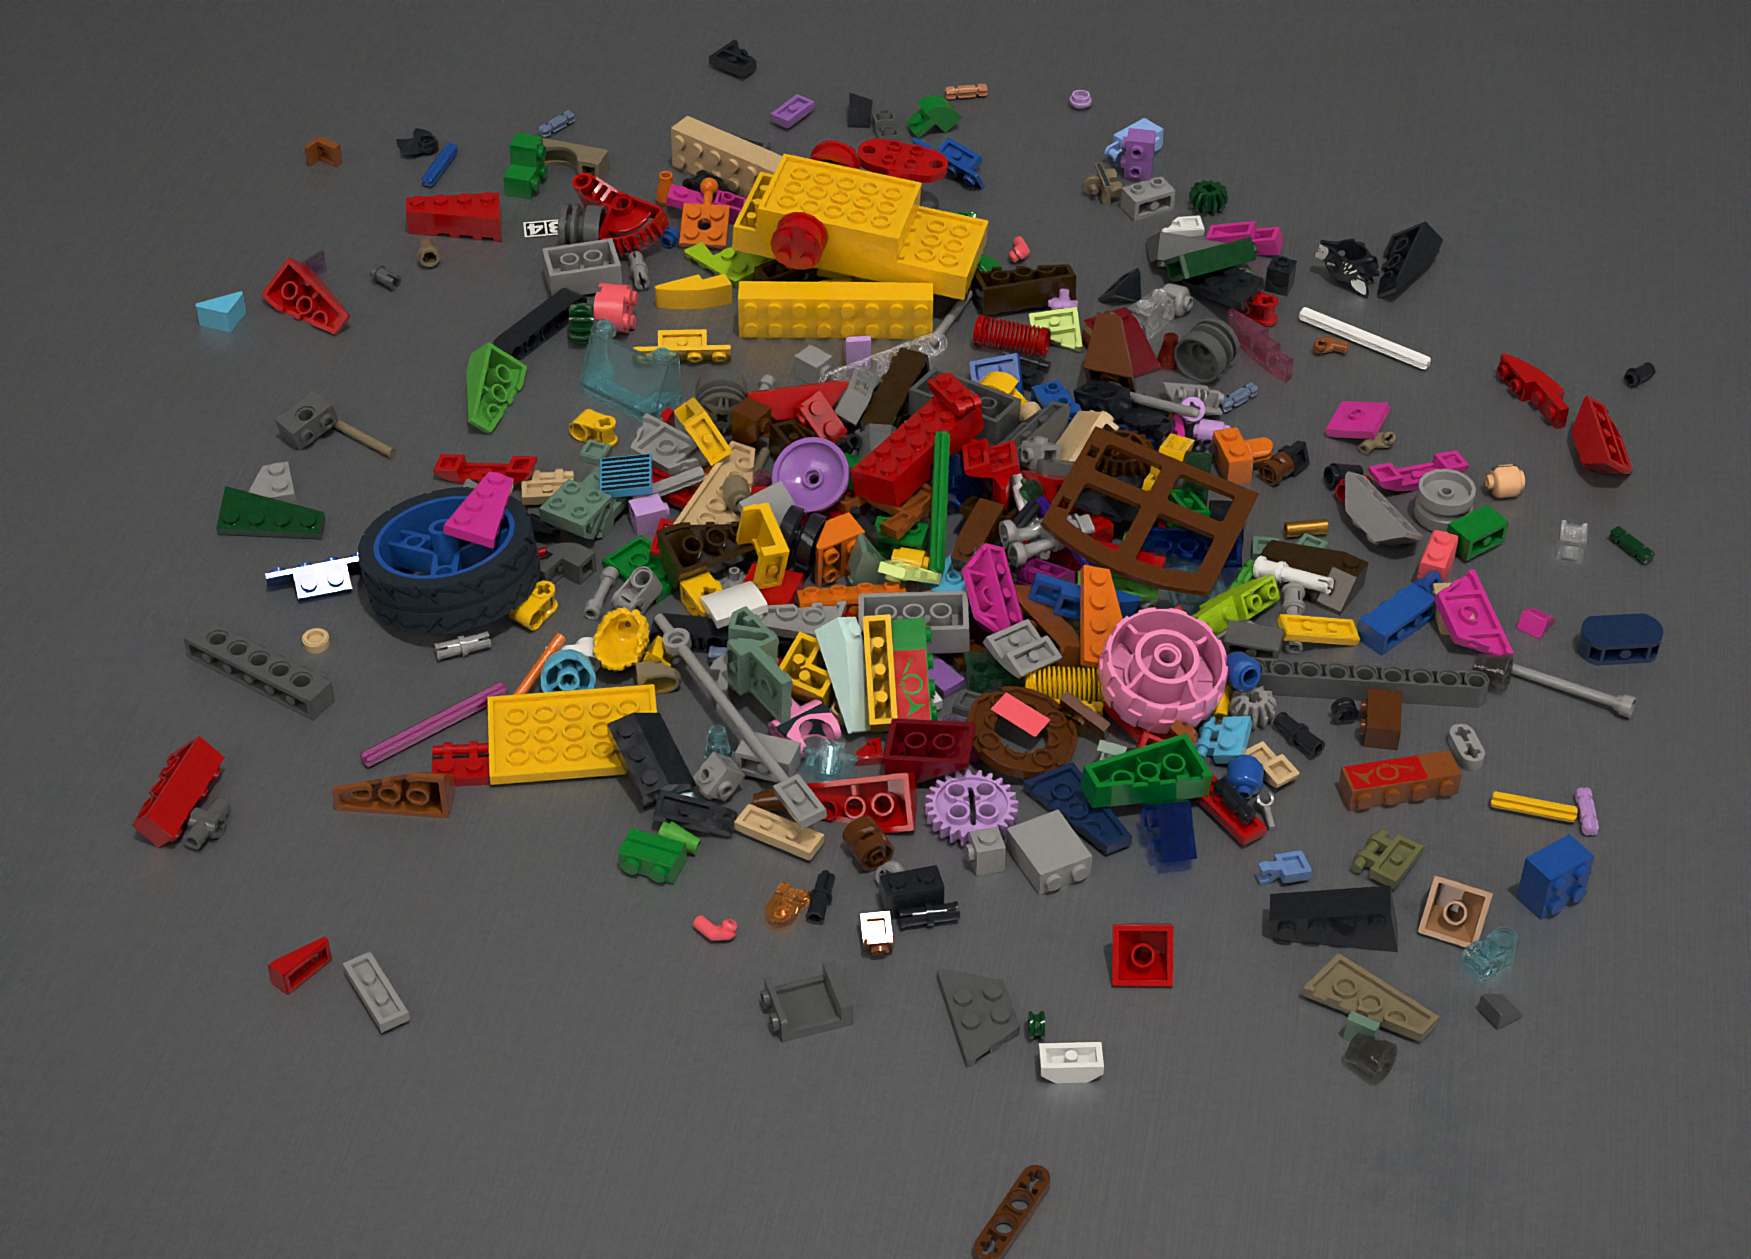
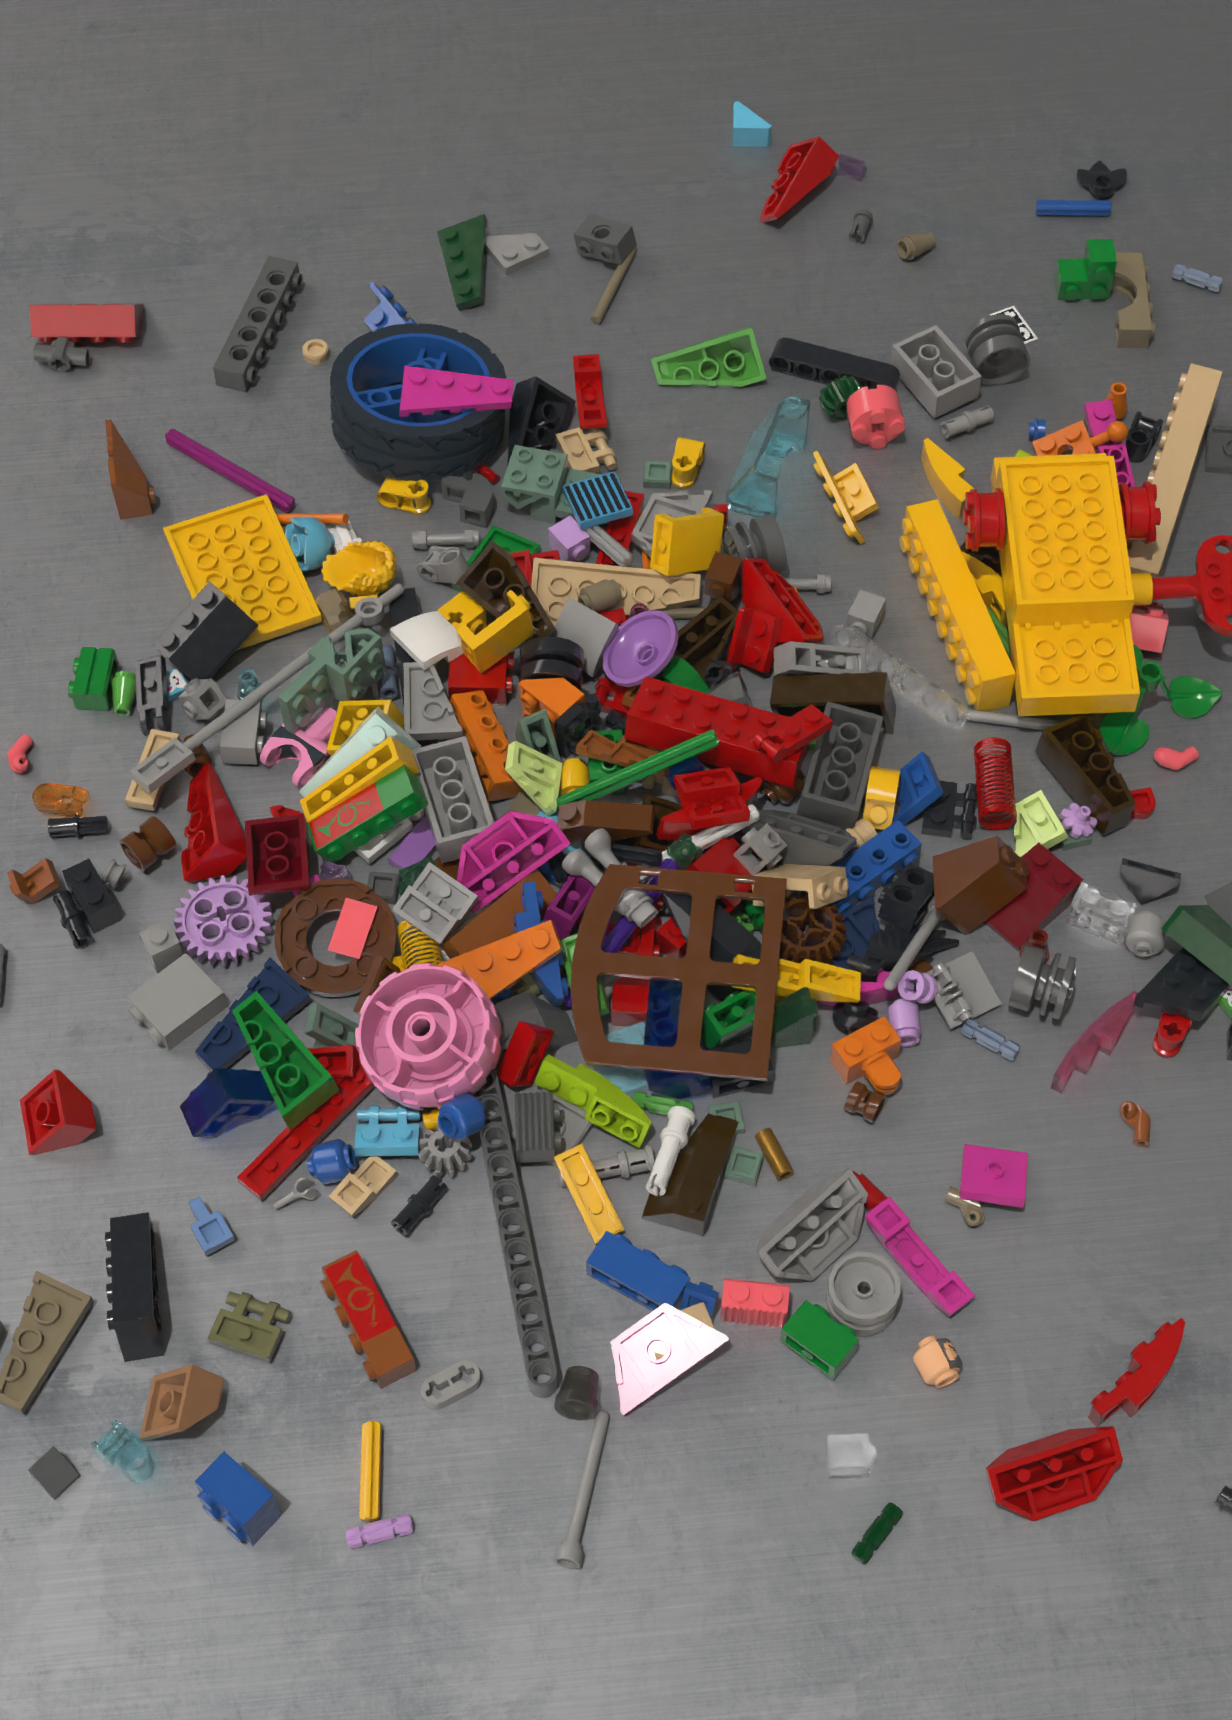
camera: 75 degrees right, 15 degrees up
(323, 150) = (1040, 106): dark orange bracket -> none
(456, 215) = (984, 250): red wedge -> none
(462, 645) = (337, 457): light grey pin -> none
(465, 771) = (174, 501): red plate -> none
(623, 214) = (1034, 376): red arm -> none
(828, 756) = (256, 781): clear light blue piece -> none
(856, 349) = (911, 645): lavender slope -> none
(1054, 467) = (734, 860): dark grey beam -> none
(1178, 729) = (358, 1087): dark orange plate -> none
(1234, 800) = (281, 1154): black axle -> none
(1298, 454) = (892, 1117): black tile -> none
(1336, 472) = (884, 1176): black cone -> none
(1347, 716) = (467, 1245): black bush -> none
(1365, 338) = (1169, 1161): white axle -> none
(1382, 719) = (463, 1285): reddish brown brick -> none
(1535, 622) = (696, 1435): dark pink slope -> none
(1620, 639) = (683, 1534): dark blue brick -> none

